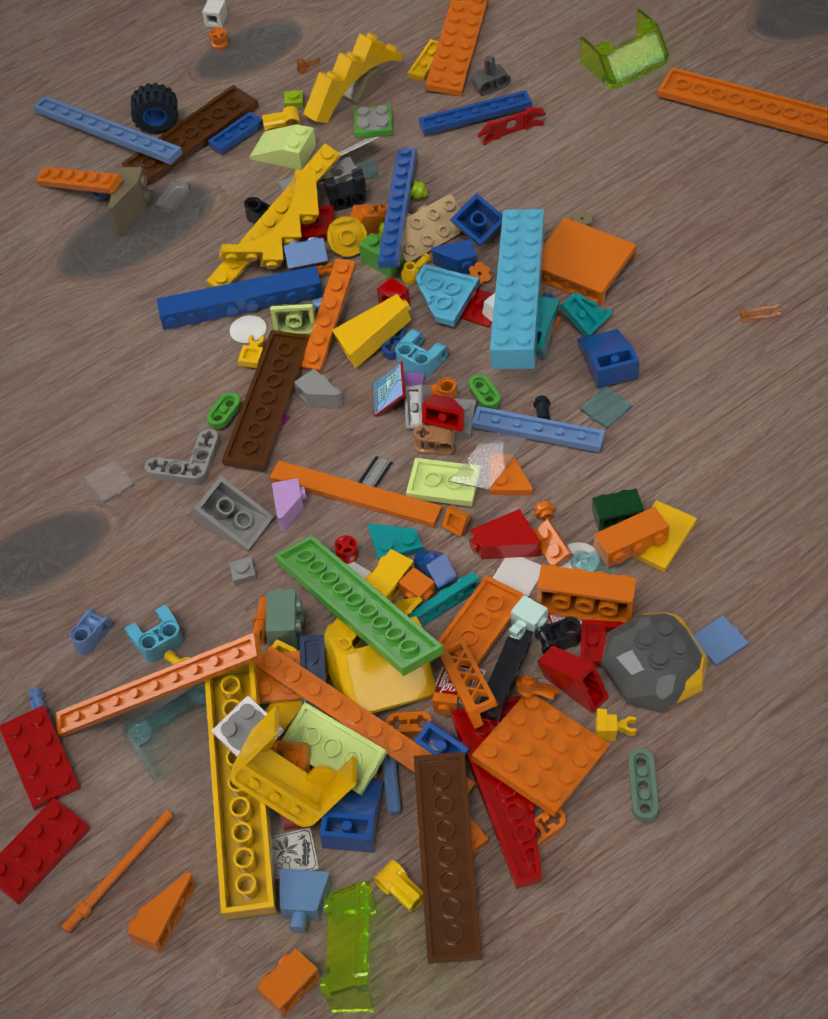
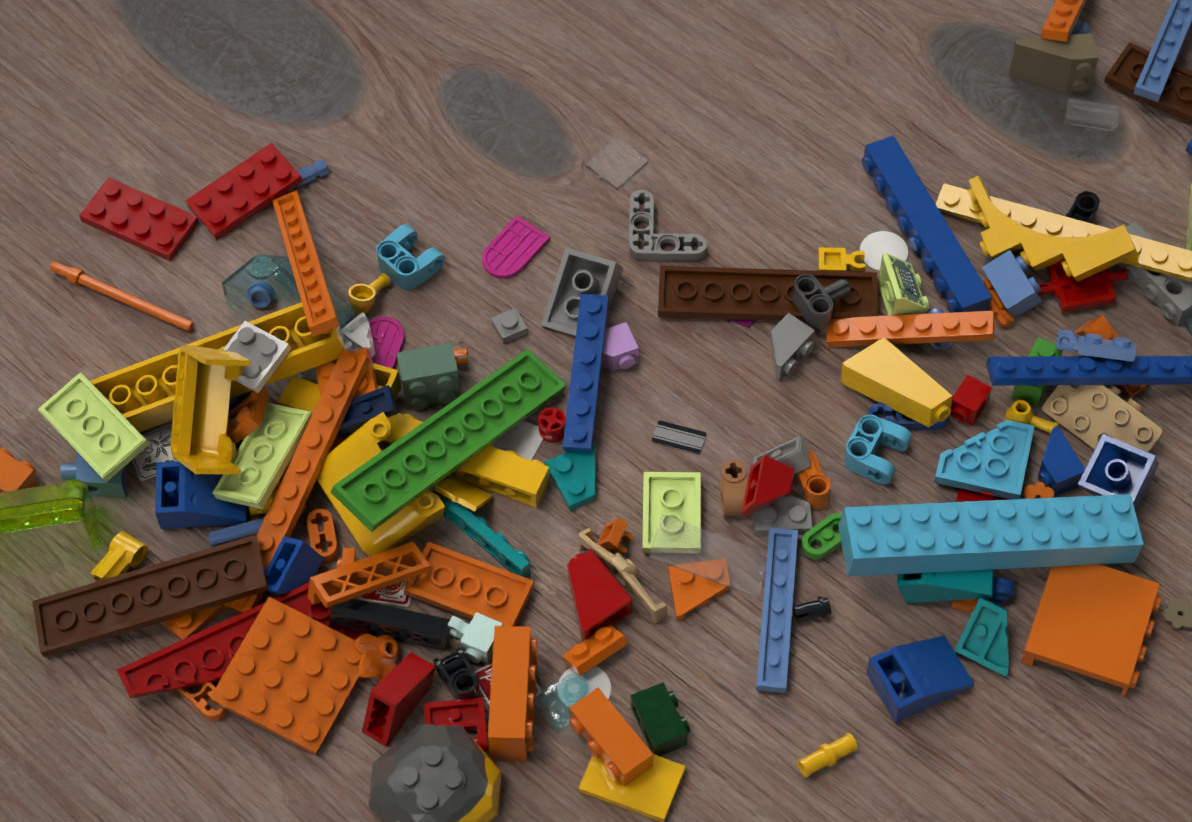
camera: 75 degrees right, 5 degrees up
(89, 631) = (403, 194): medium blue piece -> none
(155, 751) = (261, 294): none -> medium blue plate
(158, 917) = (64, 342): orange slope -> none
(167, 561) = (513, 248): none -> dark pink window
(220, 413) = (740, 251): bright green plate -> none
(270, 883) = (93, 427): none -> yellowish green tile
(289, 363) = (817, 299): none -> dark grey beam
(311, 513) = (586, 373): none -> blue plate
(346, 235) = (1055, 314): yellow tile -> none
(347, 193) = (1140, 304): black piece -> none
(359, 494) = (640, 422): orange tile -> none
(380, 210) = (1095, 346): none -> medium blue hinge
(388, 389) = (803, 423): piece -> none
(412, 378) = (829, 451): medium lavender tile -> none
(417, 585) = (504, 509): orange brick -> none
(418, 190) = (1175, 396): lime plate -> none
(435, 566) = (536, 521): blue slope -> none
(488, 514) = (624, 572): none -> tan plate
(518, 574) = (551, 621): white sticker -> none
(544, 510) = (646, 635): orange plate -> none
(606, 407) = (836, 690): clear light blue piece -> none
(607, 725) = (338, 747): yellow piece -> none
(643, 776) = (251, 792): sand green plate -> none
(659, 416) = (827, 755): none -> yellow pin

